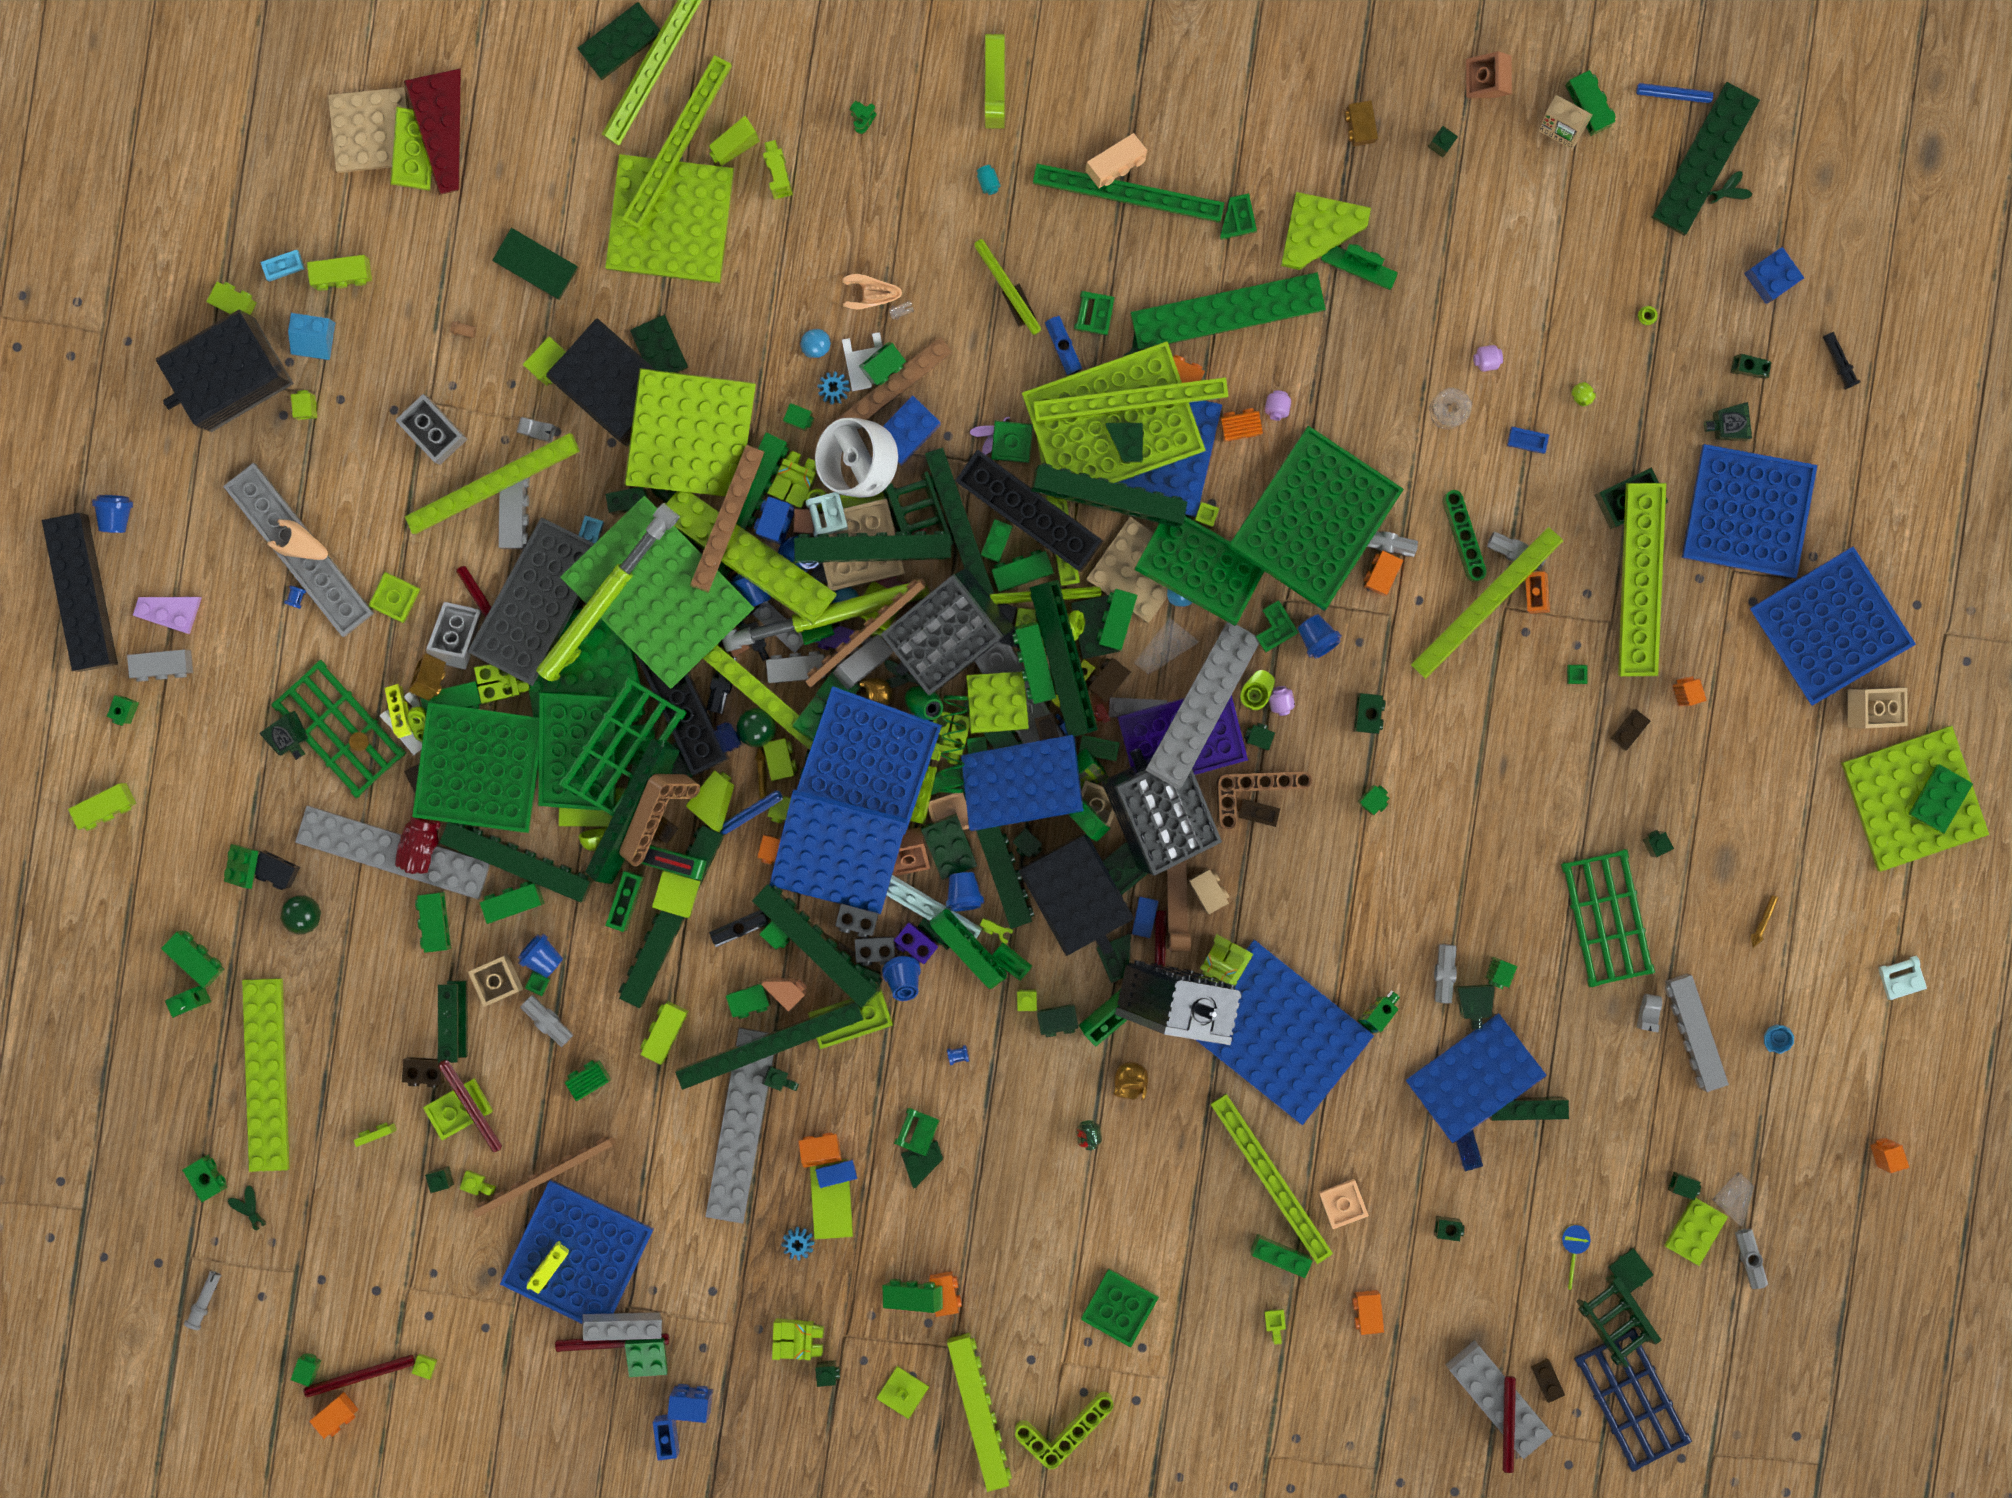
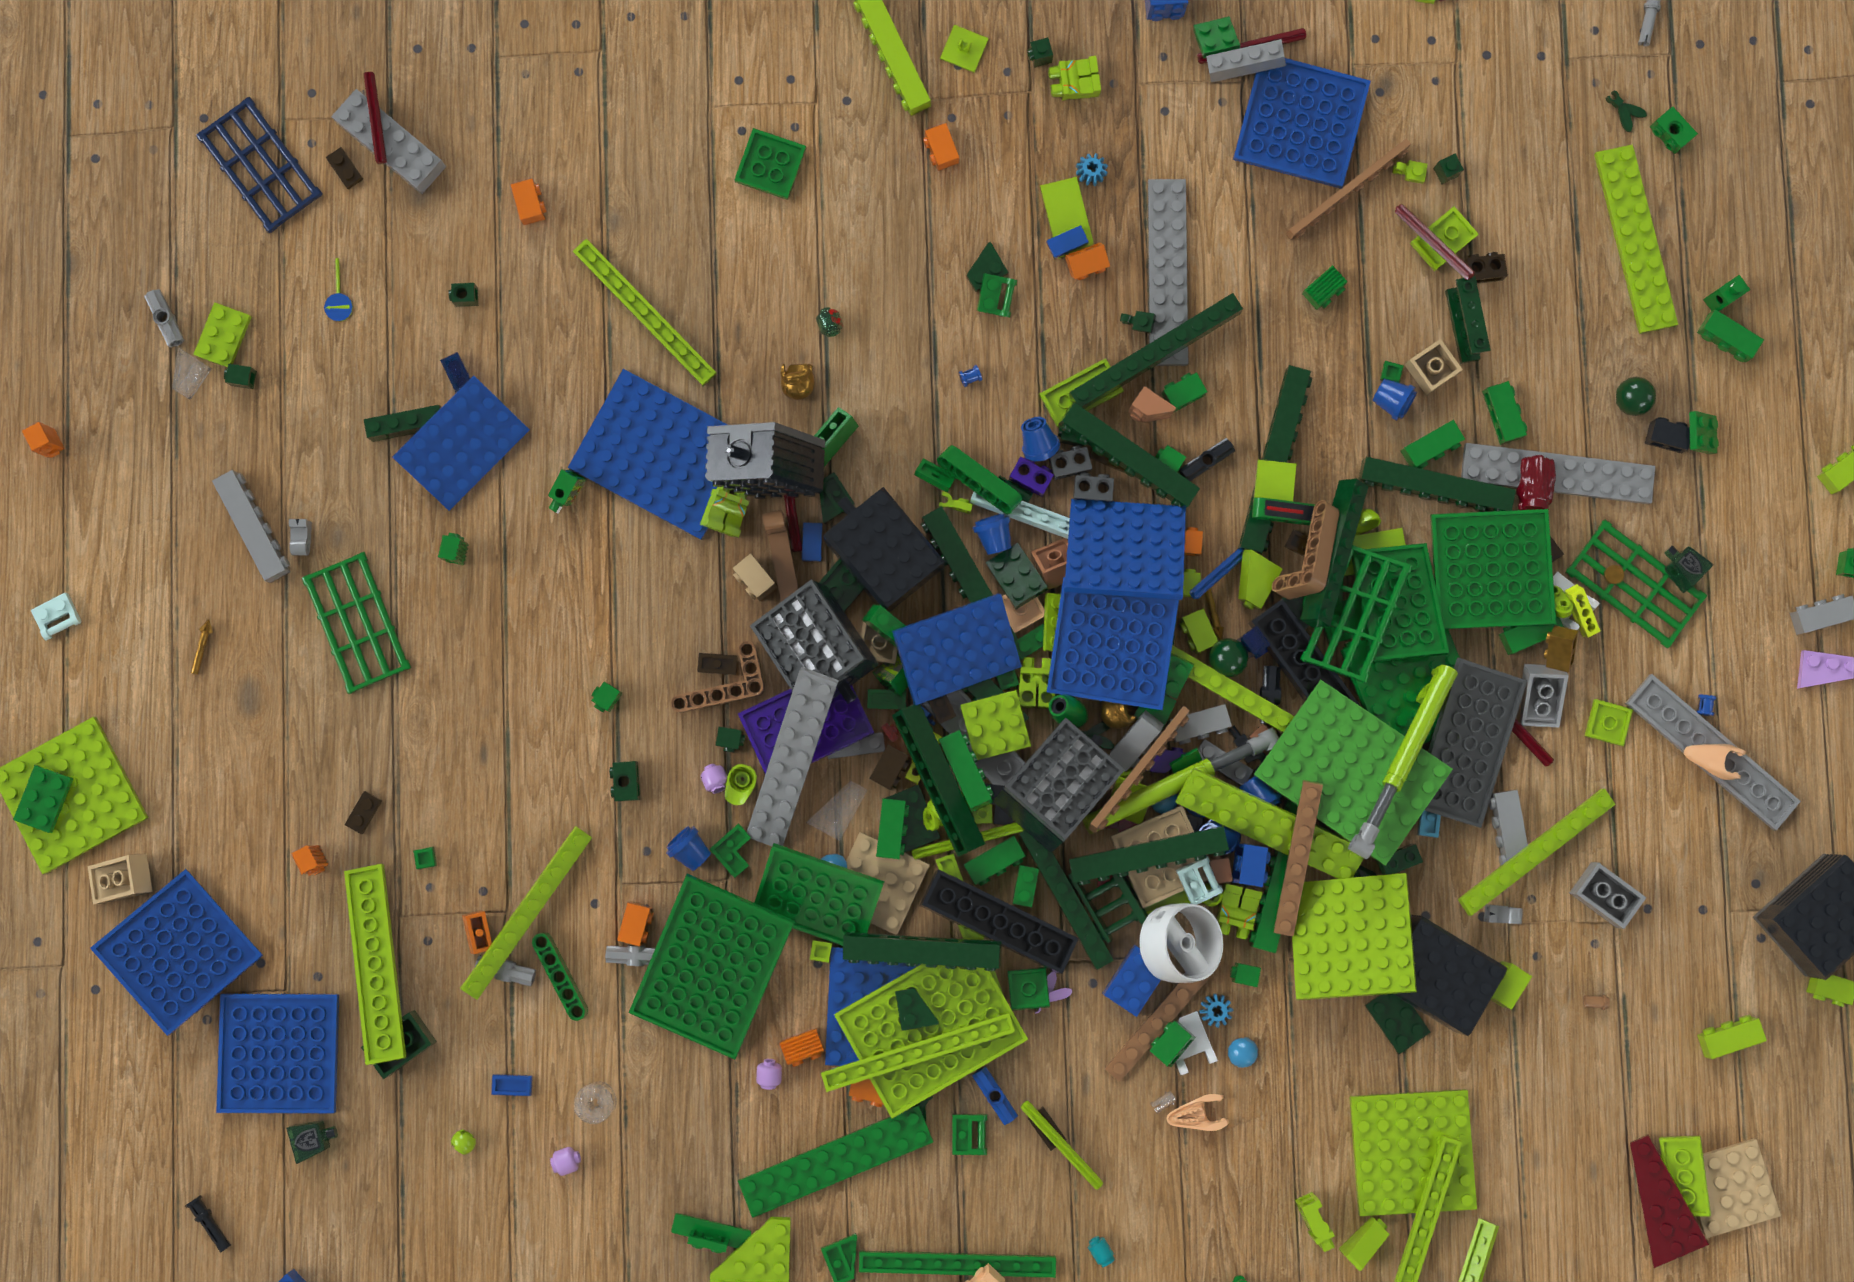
camera: 165 degrees right, 5 degrees down
(282, 265) = (1789, 1033): medium azure plate -> none
(303, 405) = (1738, 896): lime brick -> none
(311, 336) = (1746, 967): dark azure slope -> none
(367, 1136) = (1513, 205): lime plate -> none
(506, 686) = (1482, 653): lime hips -> none
(535, 263) = (1538, 1081): dark green tile -> none
(546, 1021) = (1375, 337): light grey piece -> none
(547, 1267) = (1328, 103): neon yellow piece -> none
(625, 900) = (1323, 466): green brick -> none
(663, 1032) = (1260, 347): lime brick -> none
(912, 1296) = (972, 138): green brick -> none
(950, 789) = (1024, 630): green piece -> none
(1027, 844) = (940, 592): dark green brick -> none
(1027, 1000) = (913, 440): lime brick -> none
(1057, 1020) = (879, 426): clear green brick -> none
(1066, 1435) = (799, 35): lime beam -> none
(1275, 1322) = (617, 176): lime plate -> none
(1281, 1256) = (622, 239): green brick -> none
(1343, 1204) = (570, 300): light nougat plate -> none
(1445, 973) = (507, 539): light grey piece -> none
(1475, 1003) = (473, 516): clear green torso -> none
(1631, 1270) = (280, 286): dark green piece -> none
(1636, 1318) = (267, 241): dark green fence -> none
(1652, 312) = (409, 1240): lime plate -> none
(1658, 843) = (318, 704): dark green brick -> none
(1751, 366) = (298, 1201): dark green leg -> none
(1778, 1039) = (169, 534): dark azure hair -> none

